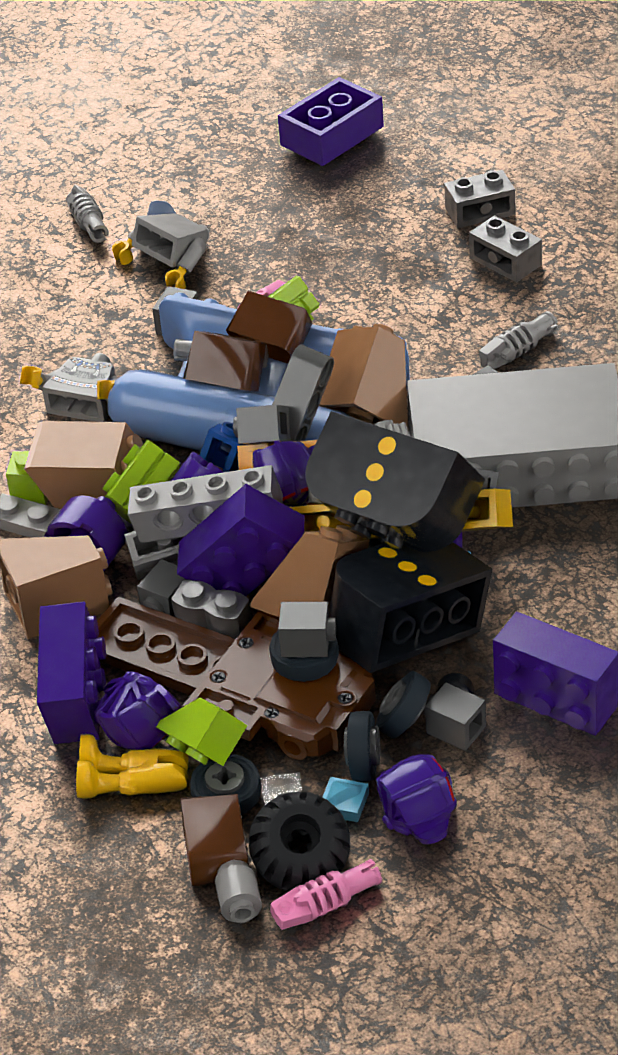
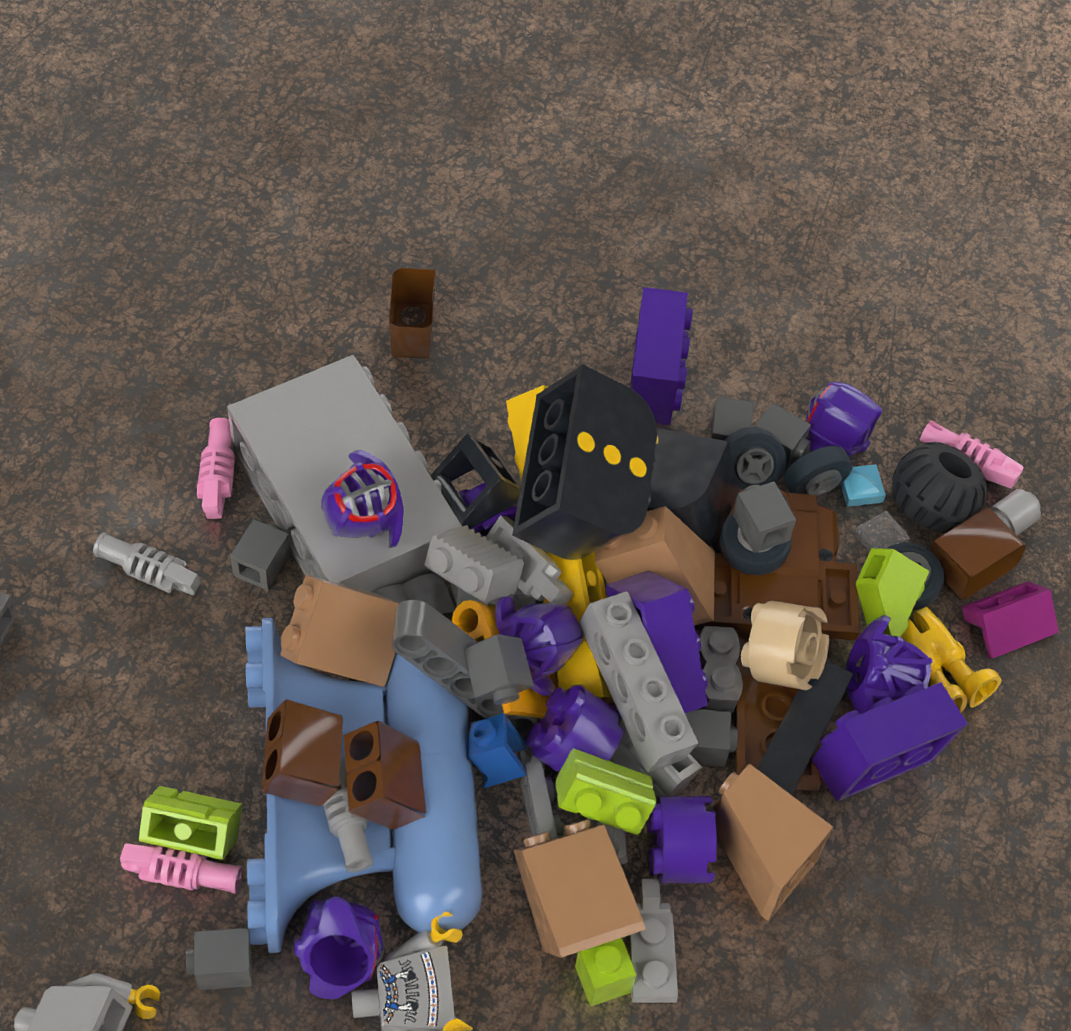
camera: 125 degrees left, 15 degrees up
(128, 641) = (804, 727): none -> black tile
(140, 844) = (1013, 617): none -> magenta panel
(143, 348) = (339, 946): none -> dark purple piece
(188, 624) = (786, 644): none -> tan brick
(427, 737) = (789, 430): none -> dark grey brick
(455, 388) = (358, 504): none -> dark purple piece

